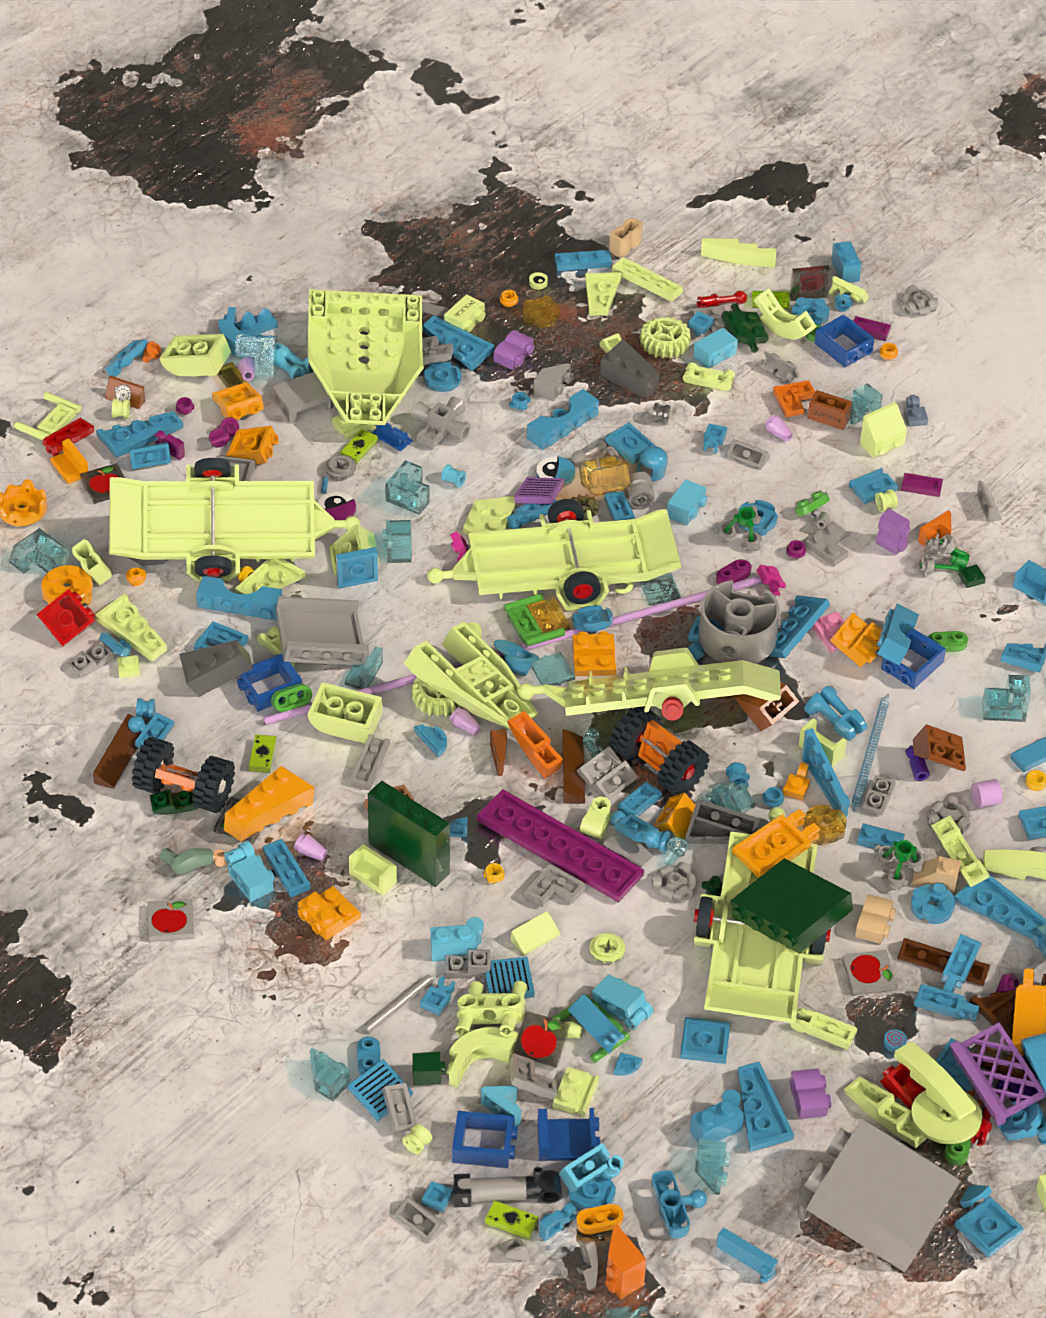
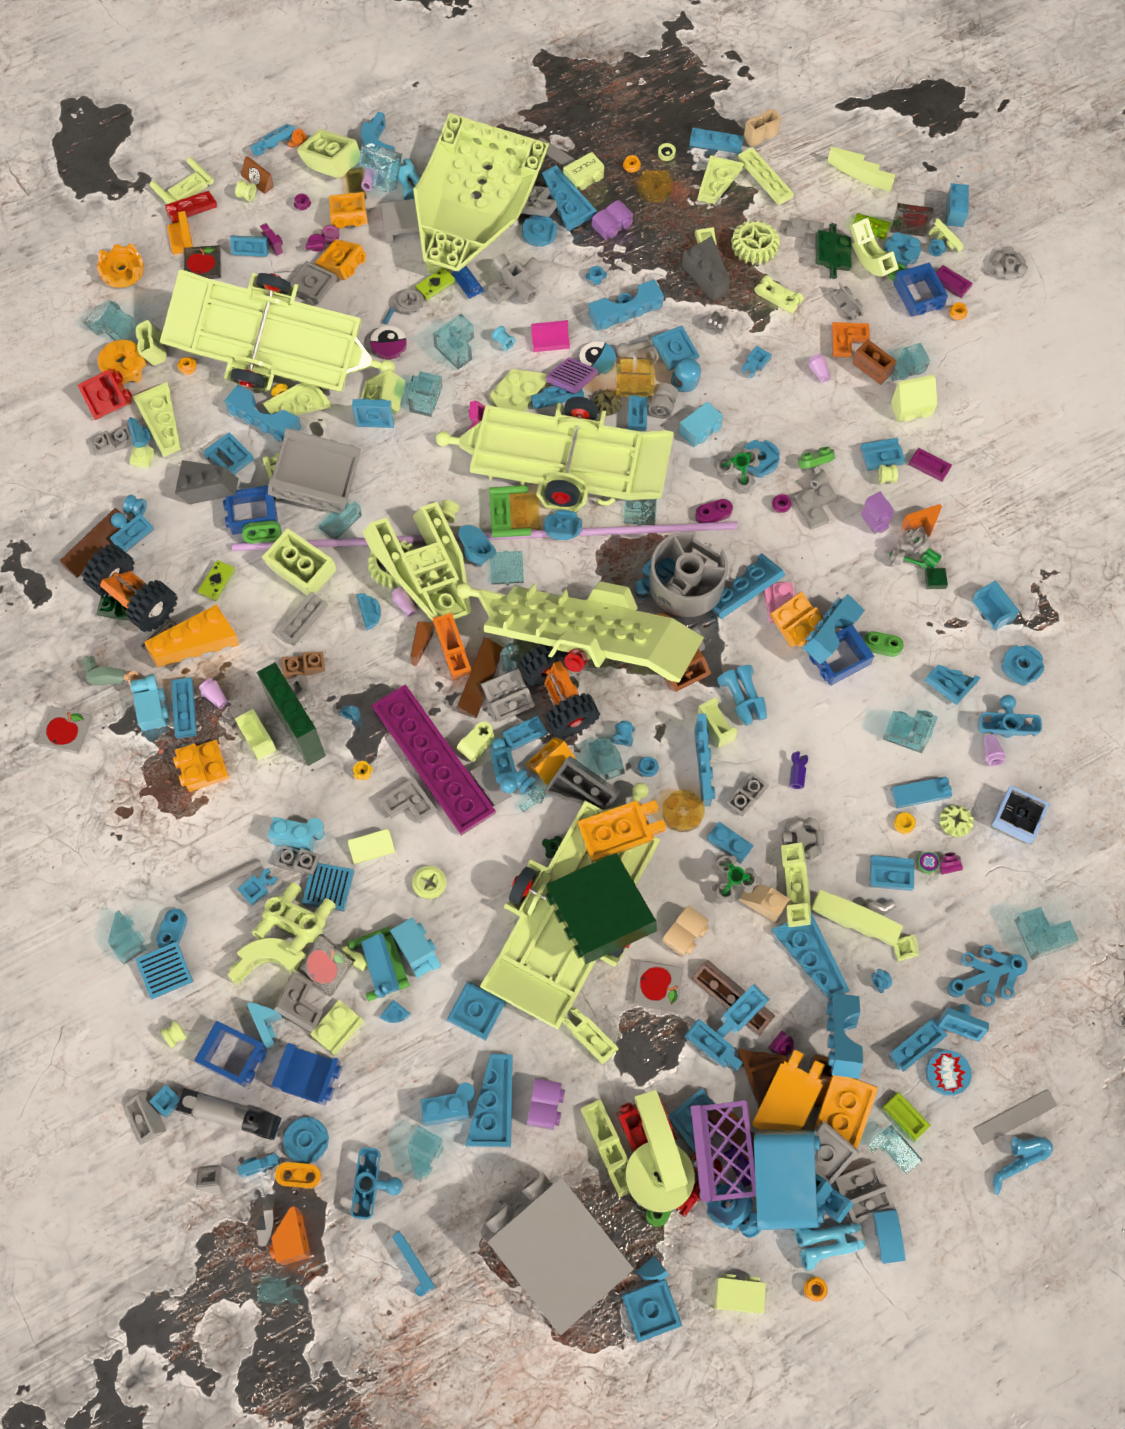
camera: 20 degrees right, 20 degrees up
(138, 433) = (247, 221): dark azure wing -> none
(257, 324) = (399, 134): dark azure tile -> none
(399, 1107) = (170, 997): light grey plate -> none
(427, 1068) = (212, 963): dark green brick -> none
(499, 463) = (550, 336): none -> dark pink panel
(511, 1220) = (222, 1147): lime tile -> none
(552, 380) = (633, 261): light grey slope -> none
(590, 1167) = (305, 1125): medium azure hinge -> none
(594, 654) = (549, 563): light orange plate -> none
(681, 878) = (520, 830): light grey piece -> none
(700, 323) = (793, 235): dark azure tile -> none
(712, 301) = (842, 216): red pin -> none
(715, 348) = (796, 266): medium azure brick -> none
(747, 454) = (779, 387): light grey slope -> none
(771, 577) = (746, 528): dark pink plate -> none
(797, 784) = (677, 759): light orange plate -> none
(862, 768) = (764, 741): dark azure piece -> none
(894, 1040) = (650, 1070): dark azure tile -> none
(914, 414) = (955, 387): sand blue plate -> none
(933, 893) = (757, 920): dark azure plate -> none
(940, 747) = (822, 767): dark orange slope -> none
(986, 793) = (849, 826): lavender piece -> none
(987, 503) = (984, 505): light grey slope -> none

